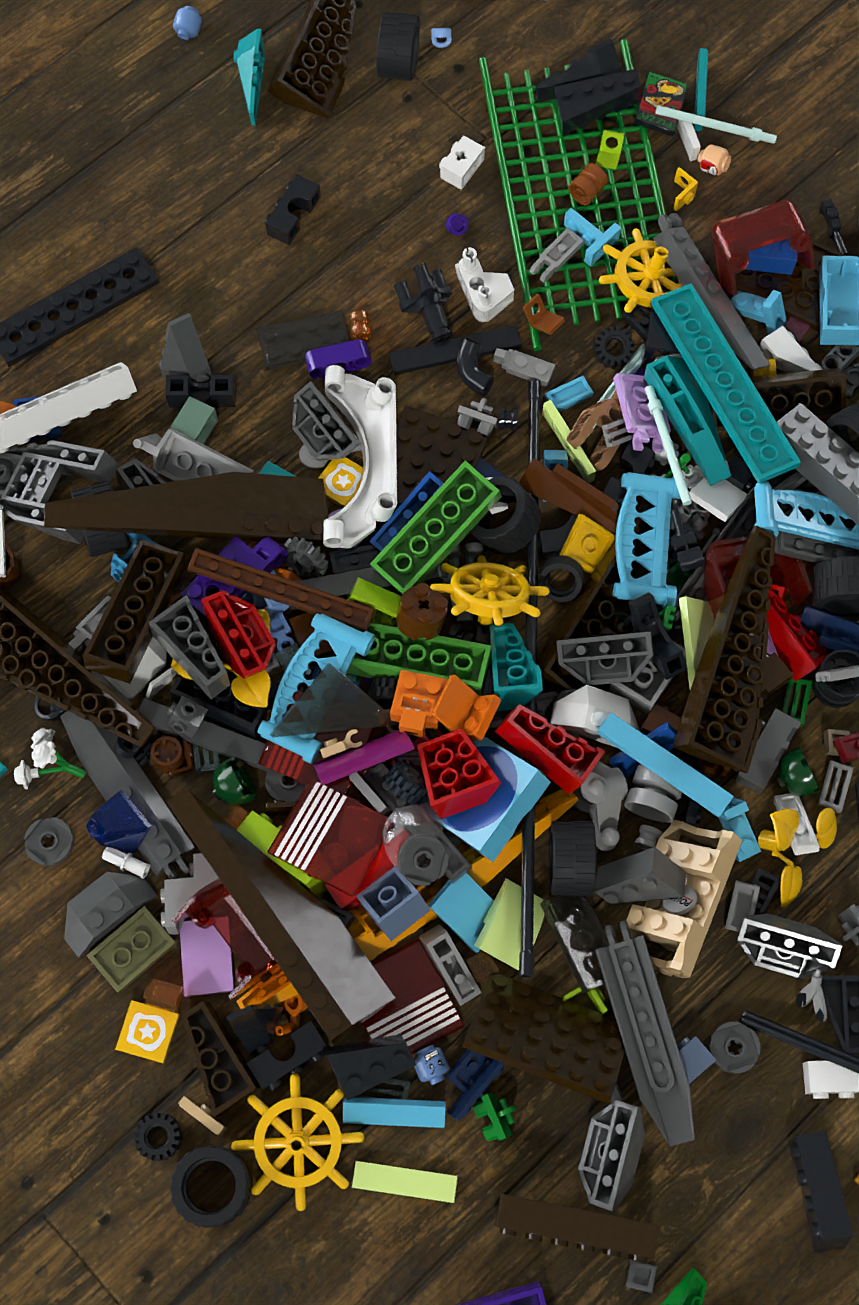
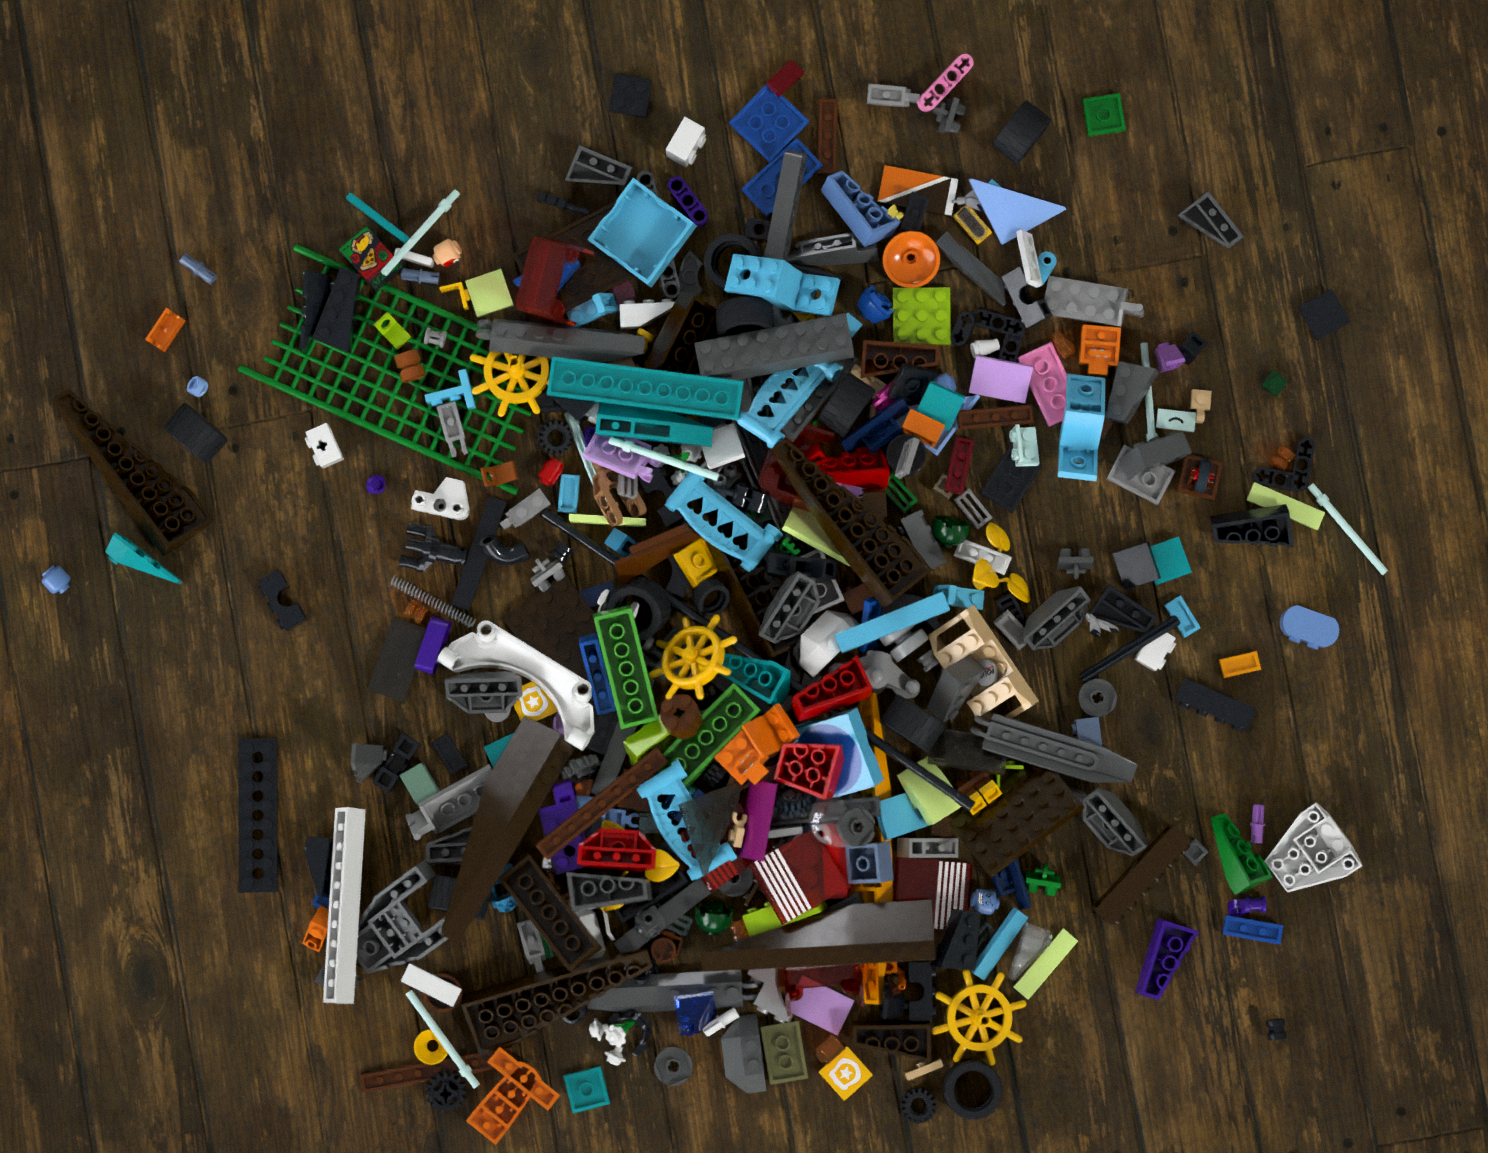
camera: 55 degrees left, 15 degrees up
(55, 377) = (319, 860): none -> black slope
(76, 778) = (640, 1022): none -> black helmet
(241, 437) = (449, 754): none -> black tile
(379, 334) = (431, 603): none -> light grey piece
(415, 1148) = (1030, 946): none -> clear slope
(553, 974) = (981, 784): none -> hips
(577, 364) = (550, 472): none -> red brick
(630, 191) = (431, 333): none -> light grey bush
(676, 151) = (420, 276): none -> sand blue axle
(702, 215) = (489, 293): none -> yellowish green tile

